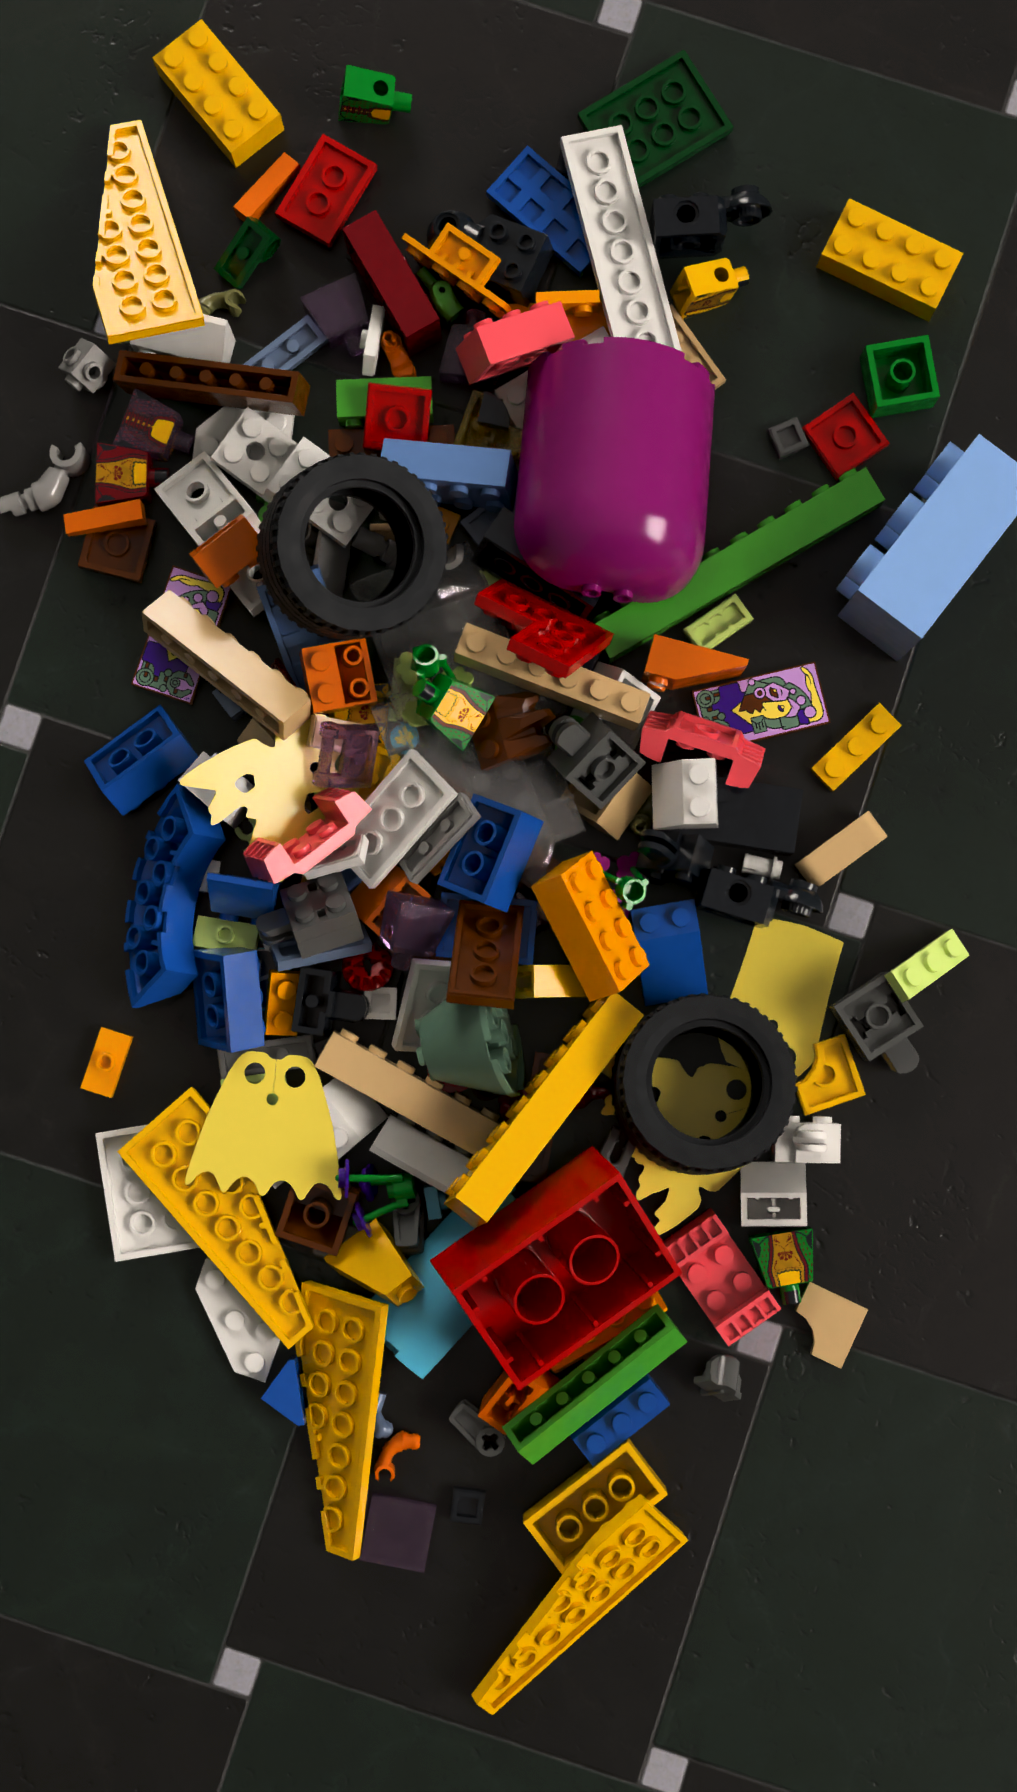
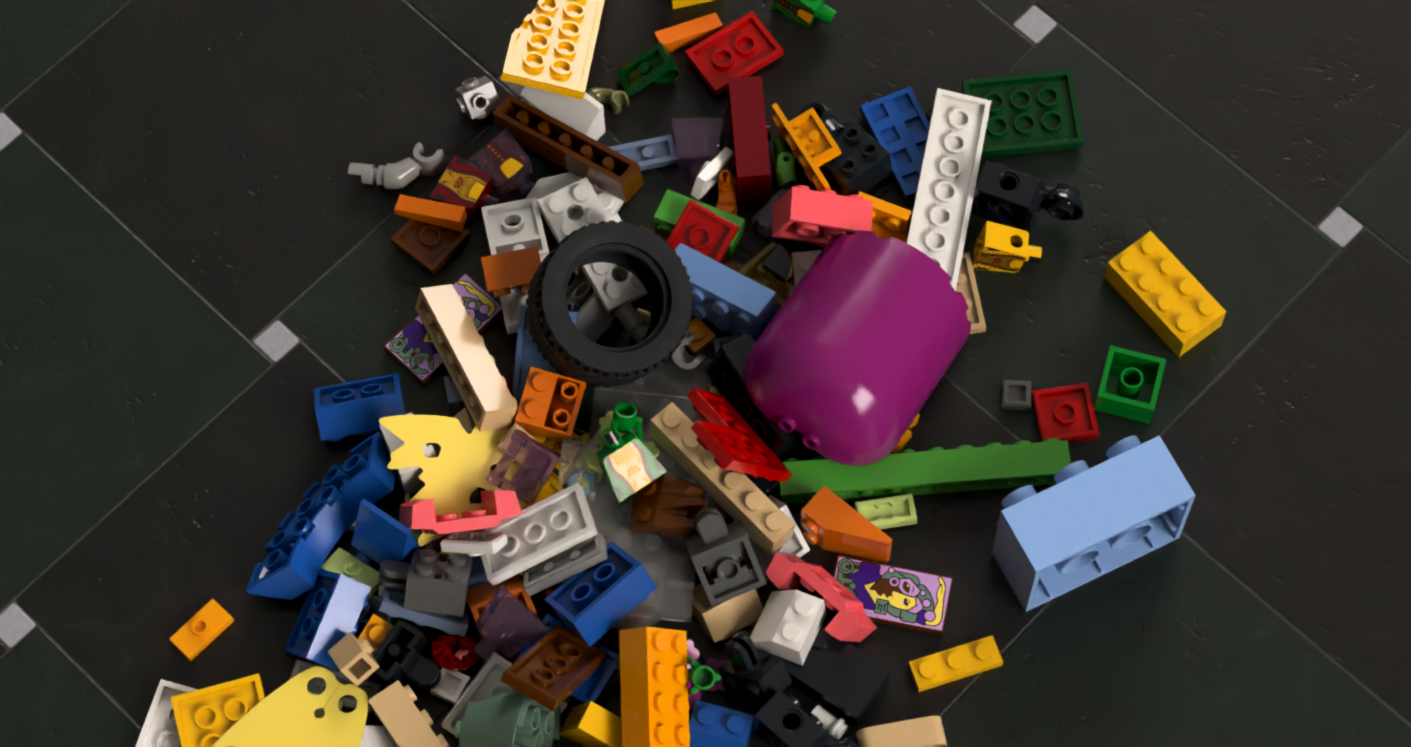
camera: 25 degrees right, 20 degrees down
(278, 1031) = (354, 658): none -> tan brick

